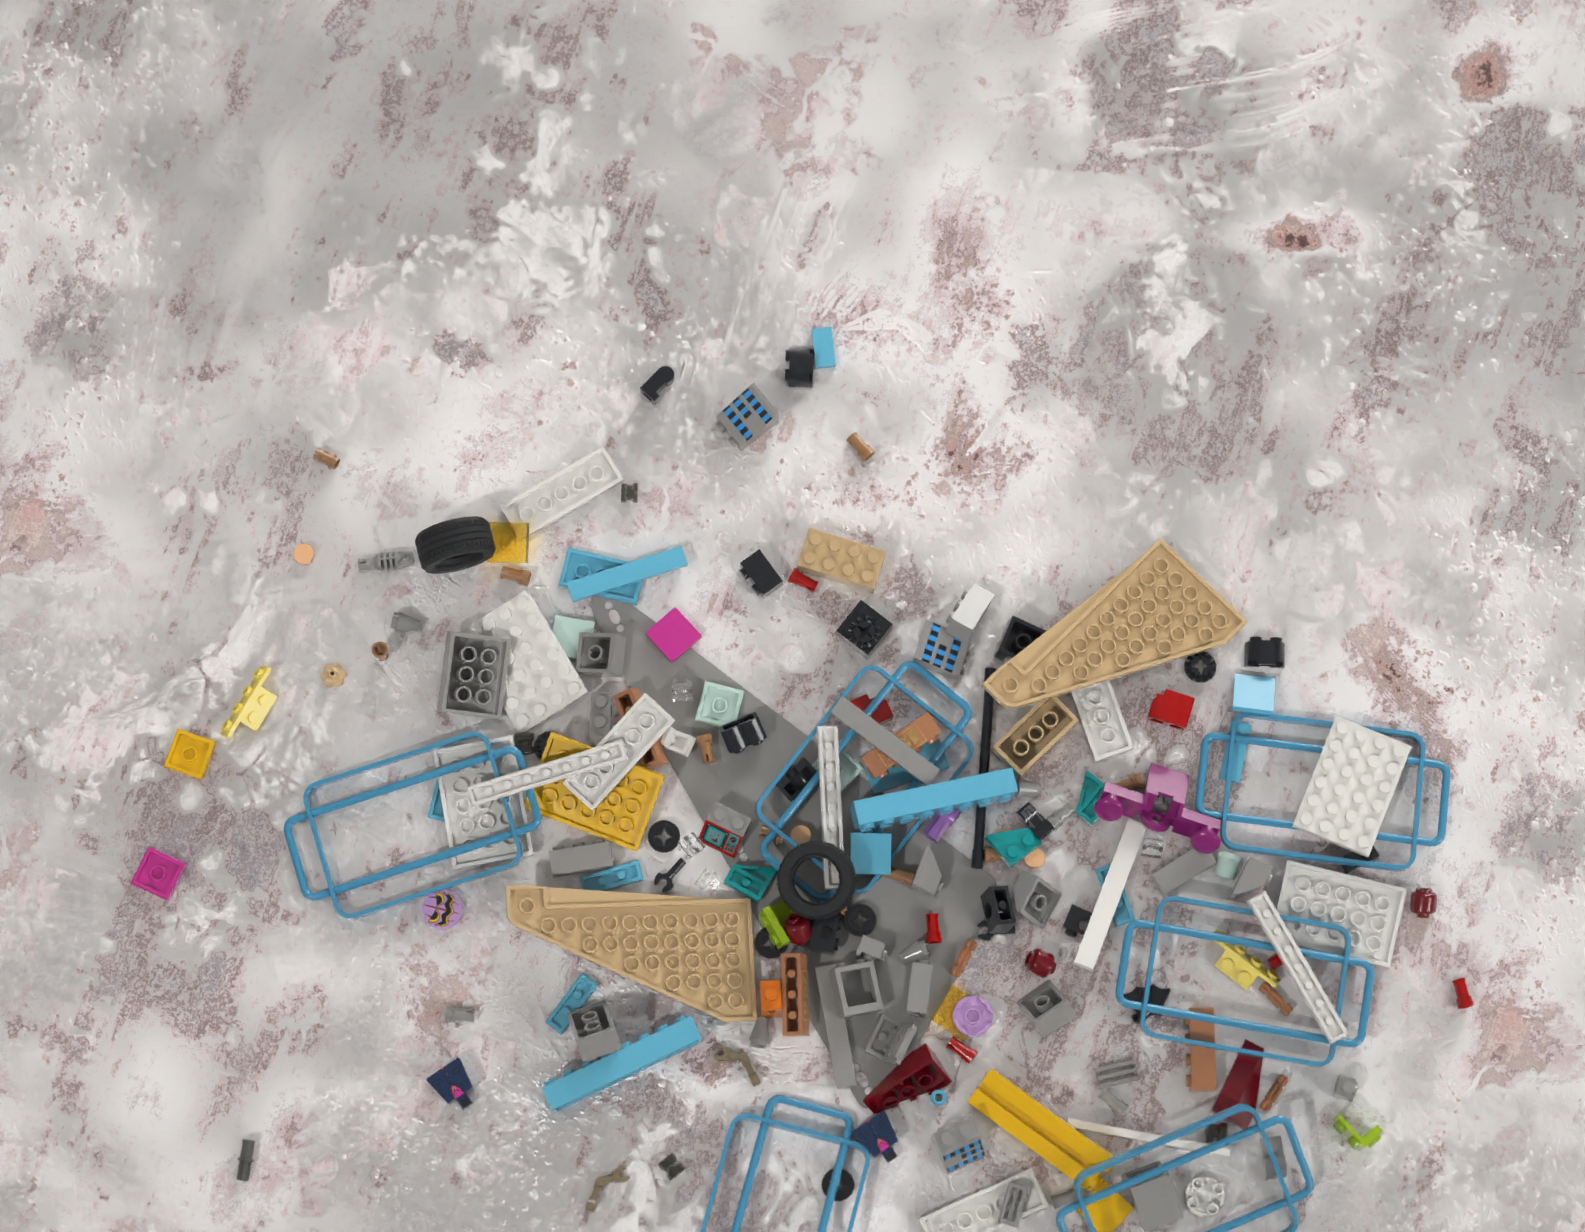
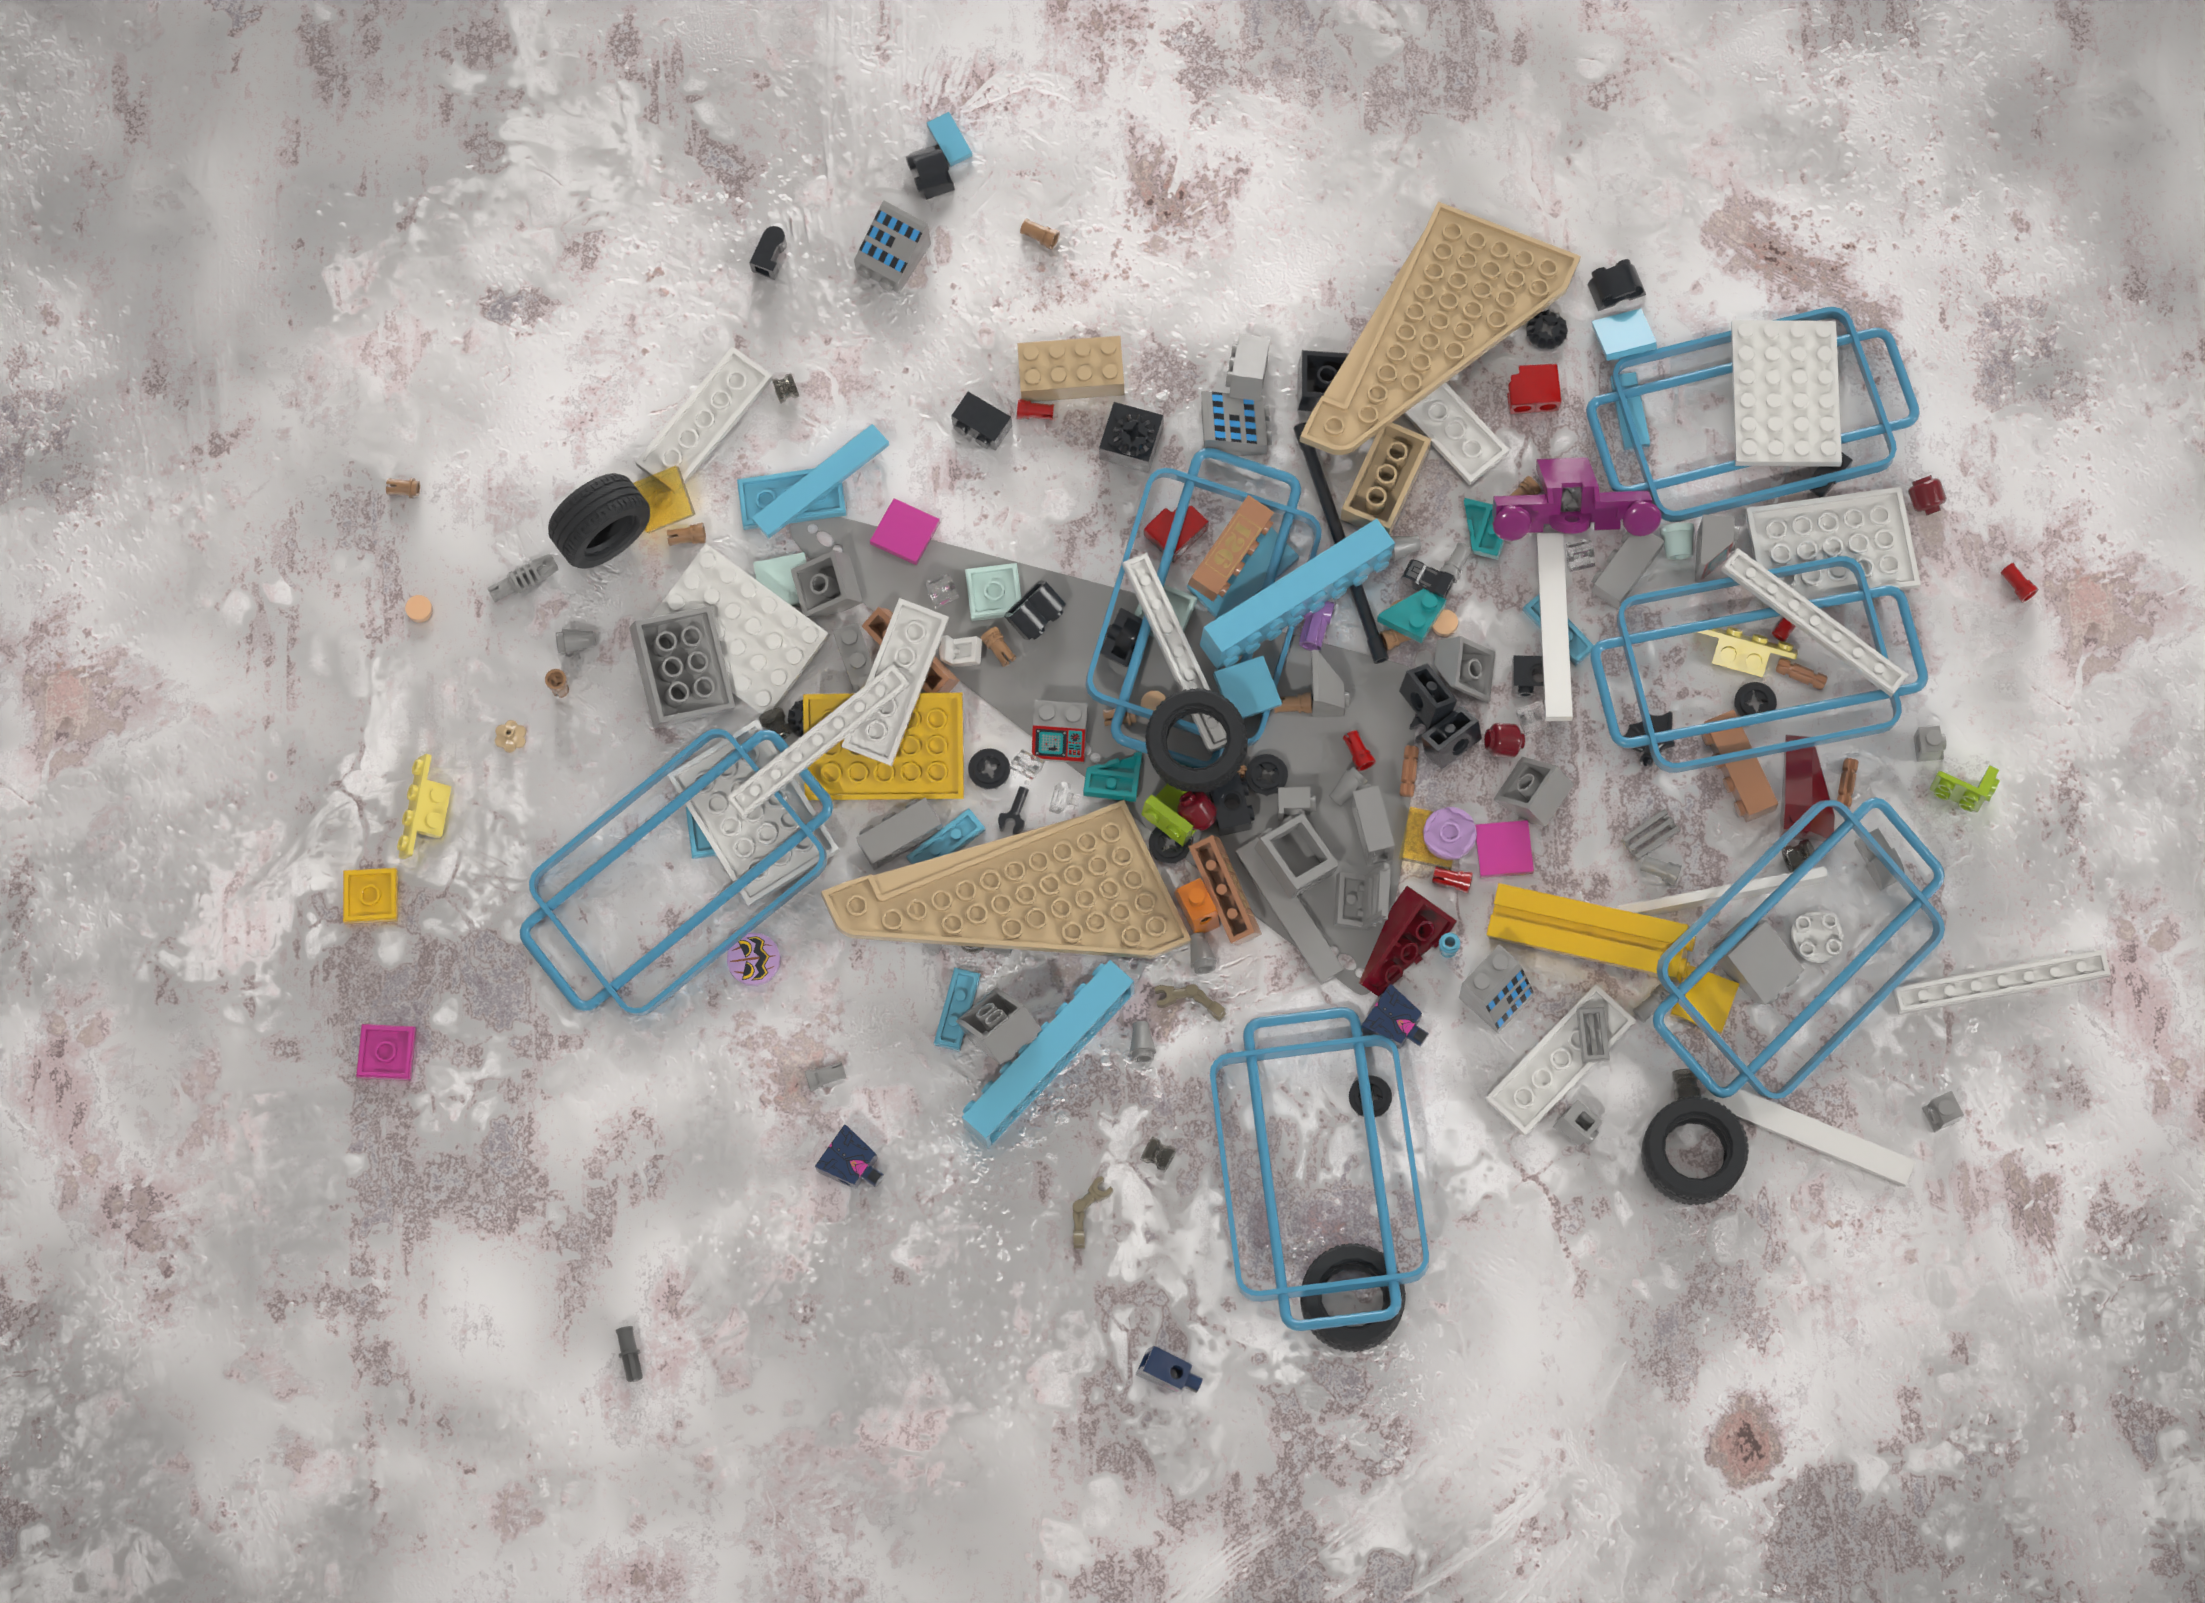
camera: 15 degrees left, 5 degrees down
(692, 1080) = (1142, 1045): none -> light grey cone
(884, 741) = (1211, 546): light grey tile -> none
(1002, 946) = (1451, 737): none -> black brick
(1007, 1042) = (1504, 849): none -> dark pink tile
(1241, 1002) = (1761, 692): none -> black gear

